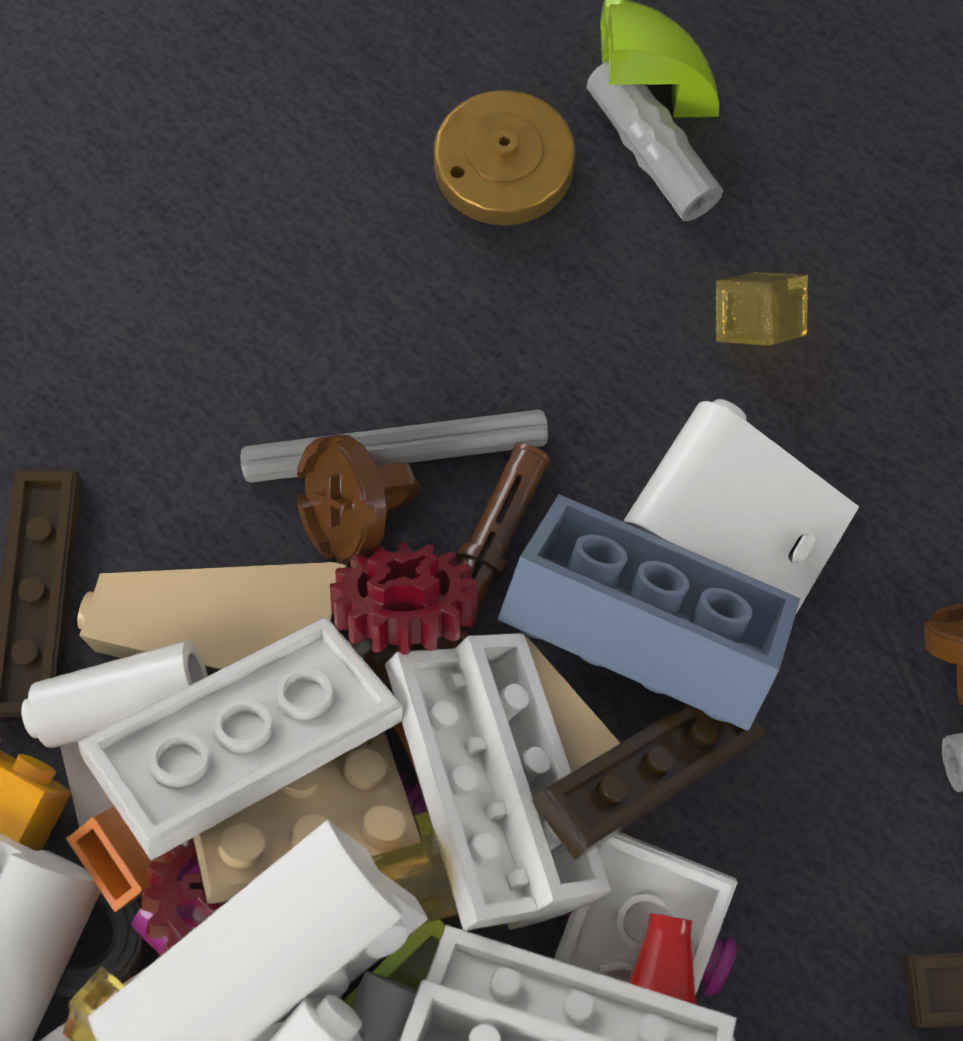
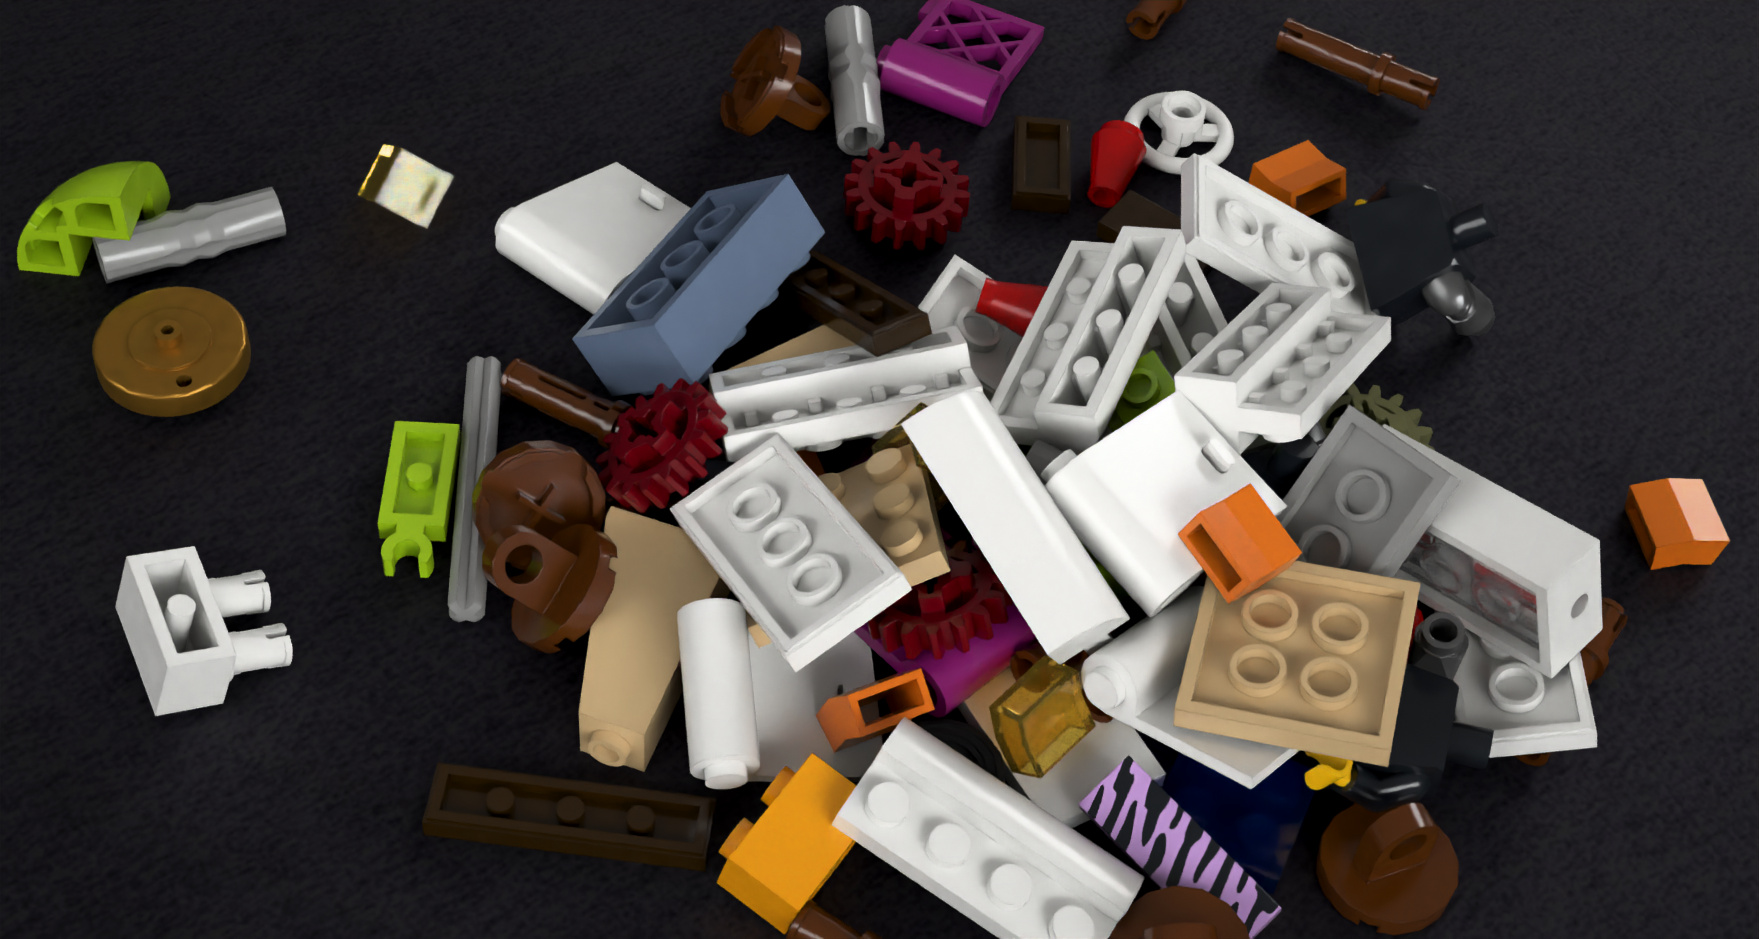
camera: 90 degrees left, 20 degrees down
(176, 230) = (180, 631): none -> white brick
(250, 526) = (562, 585): none -> reddish brown tile
(371, 396) = (418, 492): none -> lime plate
(898, 825) = (906, 195): none -> dark red gear

